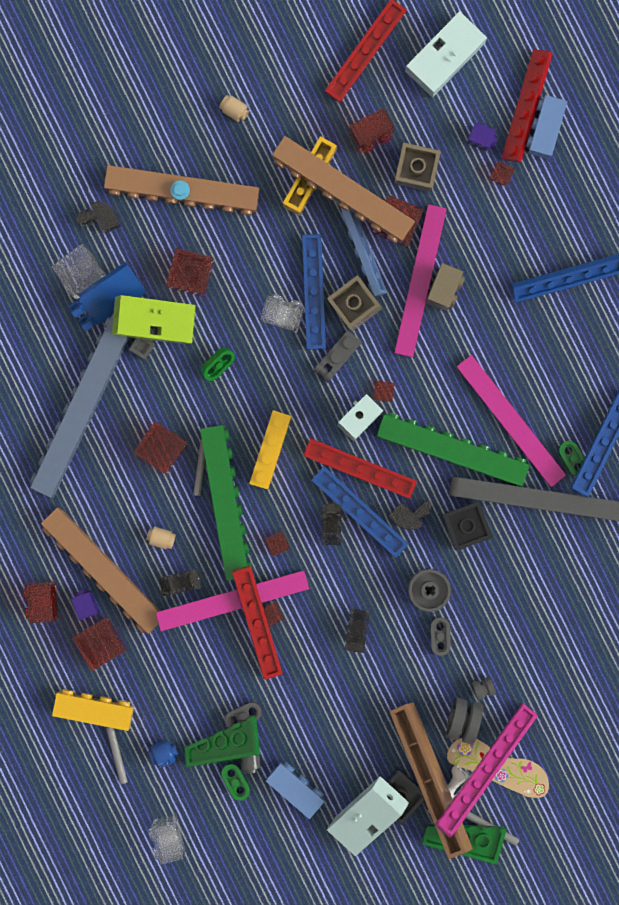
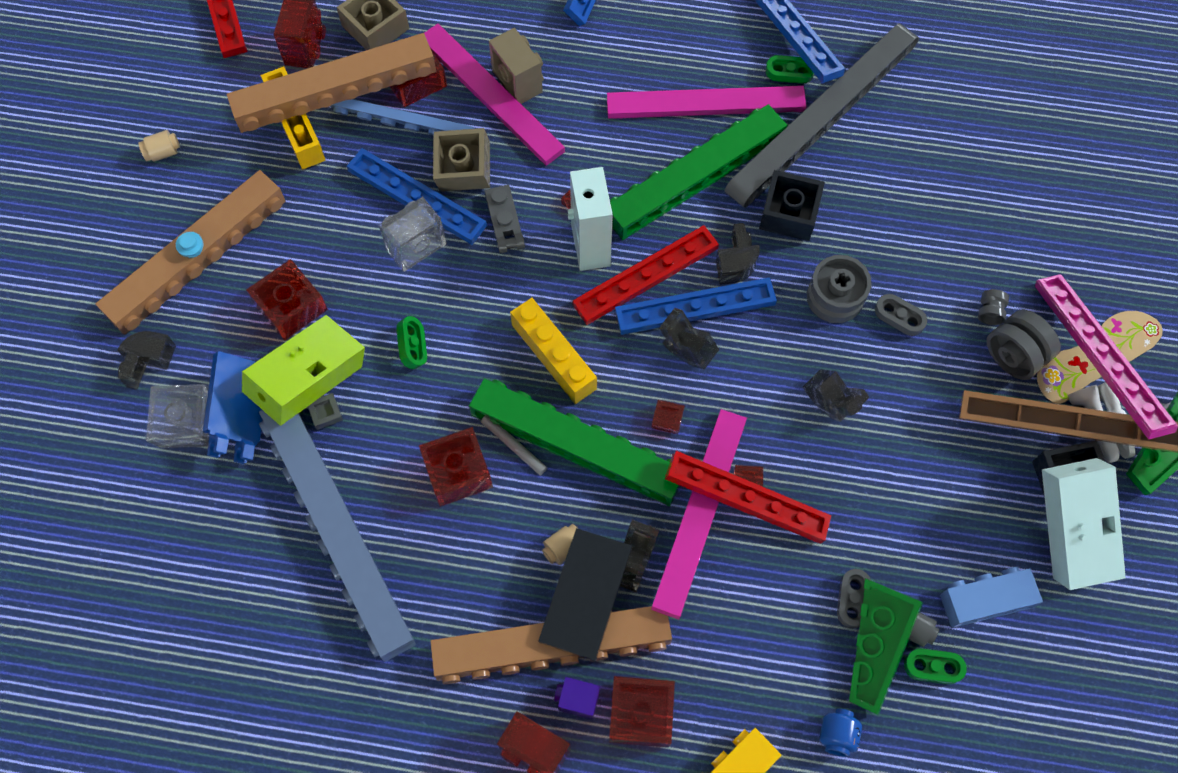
camera: 55 degrees left, 20 degrees down
(138, 572) = (585, 594): none -> black tile

